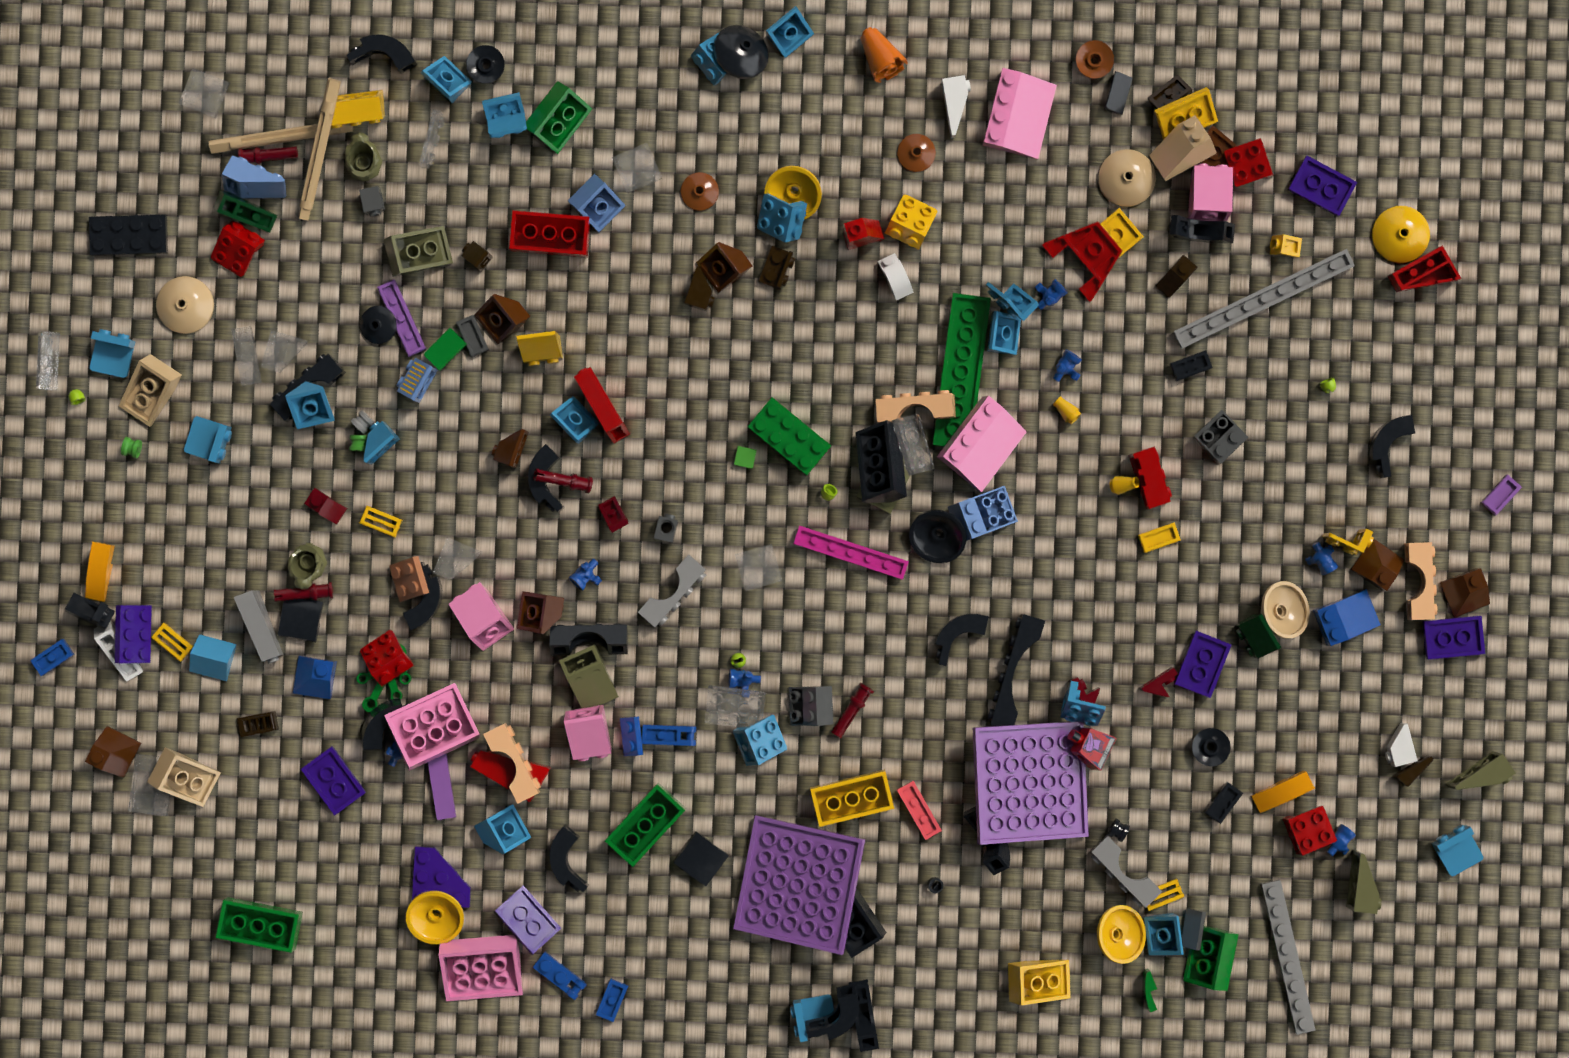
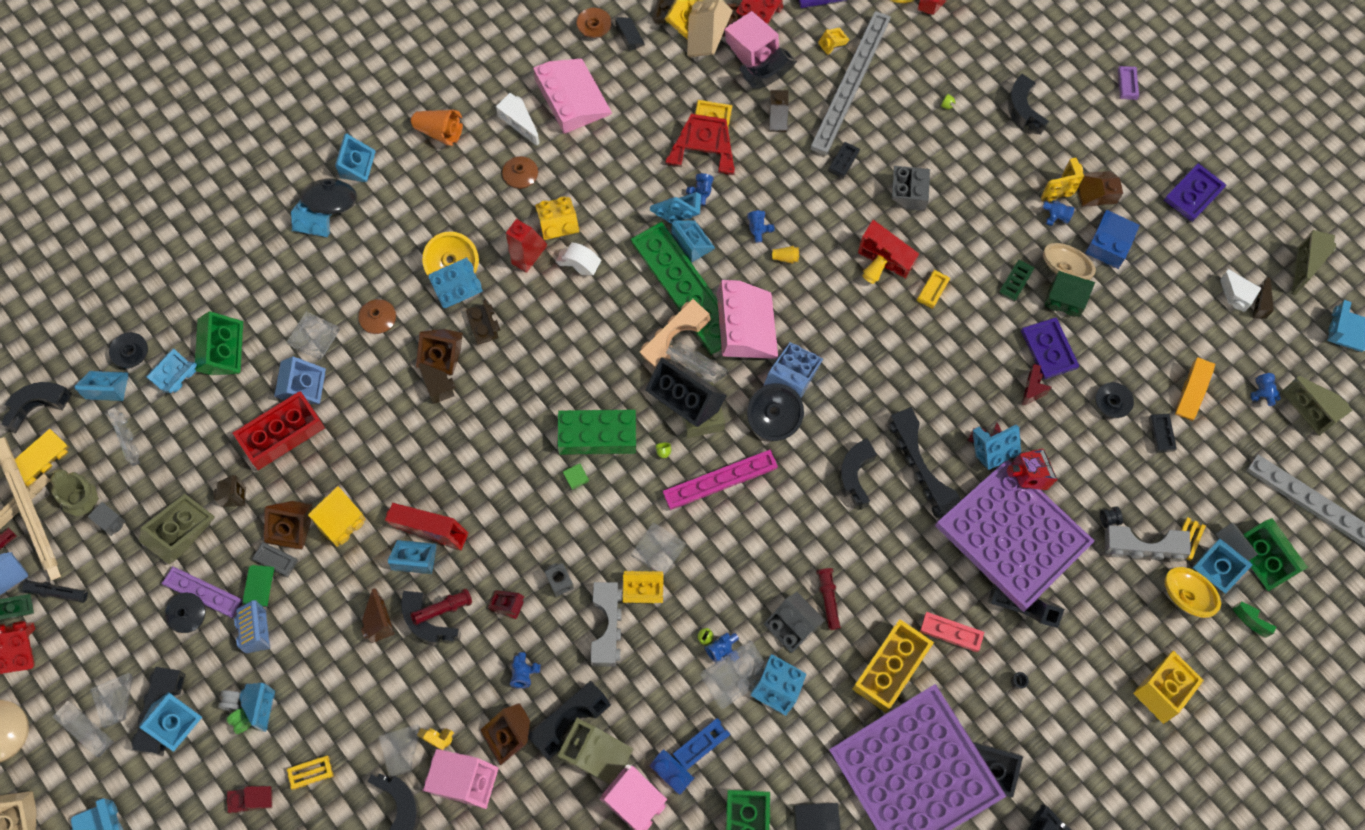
camera: 50 degrees left, 20 degrees down
(291, 221) = (47, 589): none -> black pin
(409, 578) = (371, 798): nougat plate -> none
(486, 575) = (436, 739): none -> yellow bracket
(722, 587) = (642, 587): none -> yellow bracket
(1117, 187) = (685, 87): tan dish -> none
(1247, 582) = (1022, 270): none -> dark green slope
(1309, 830) = (1241, 400): red bracket -> none
(1422, 604) = (1121, 159): light nougat arch -> none
(1466, 592) = (1172, 157): reddish brown slope -> none

